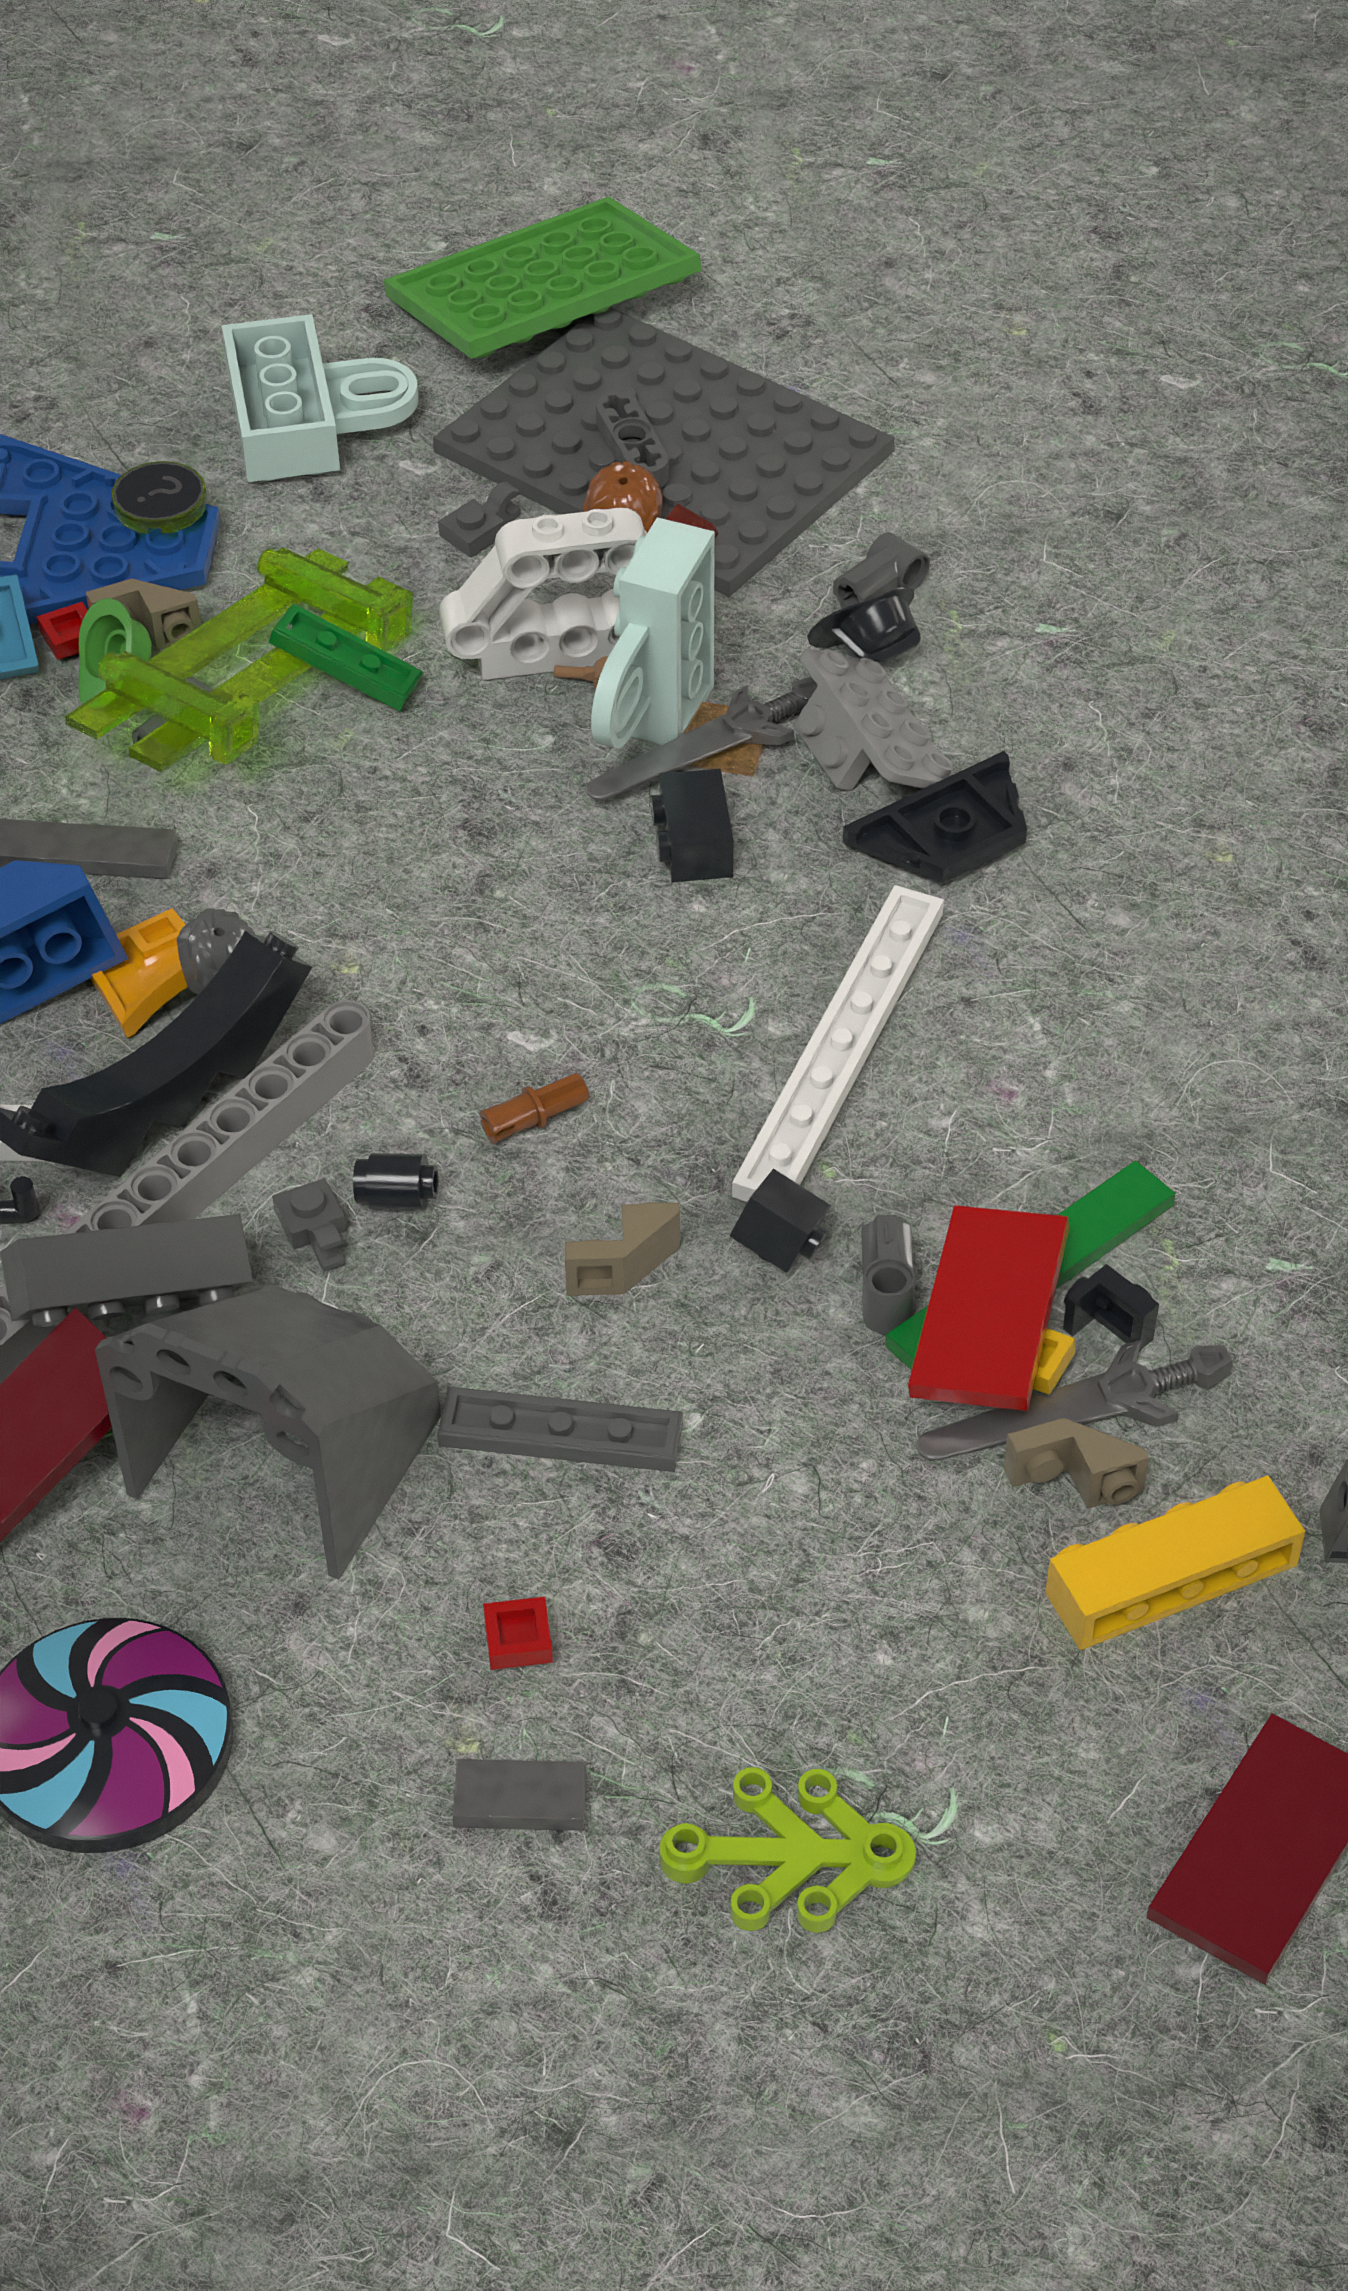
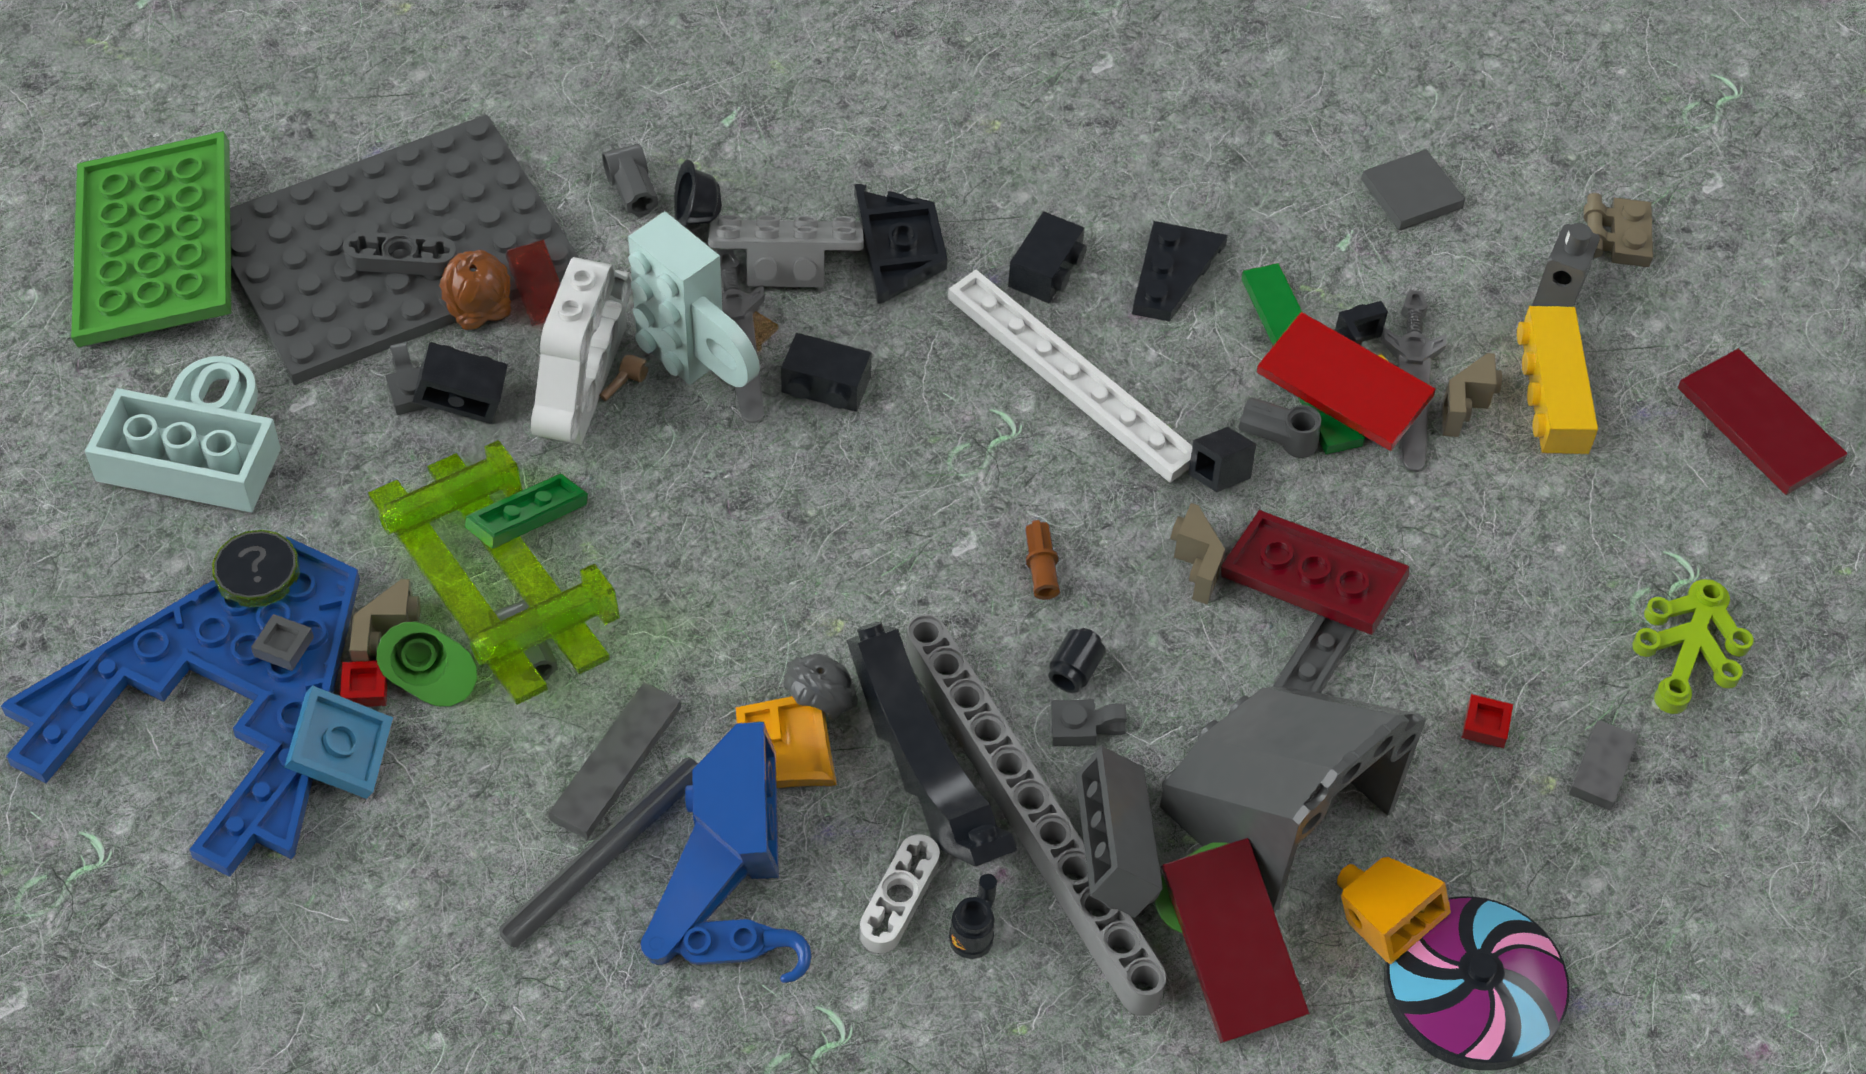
camera: 70 degrees left, 5 degrees up
(72, 544) = (282, 642): none -> dark grey plate
(153, 1589) = (1392, 904): none -> light orange torso
(472, 526) = (460, 382): none -> black brick
(652, 1371) = (1315, 572): none -> dark red plate
(1014, 959) = (1047, 257): none -> black brick
(1103, 1089) = (1172, 266): none -> black wing

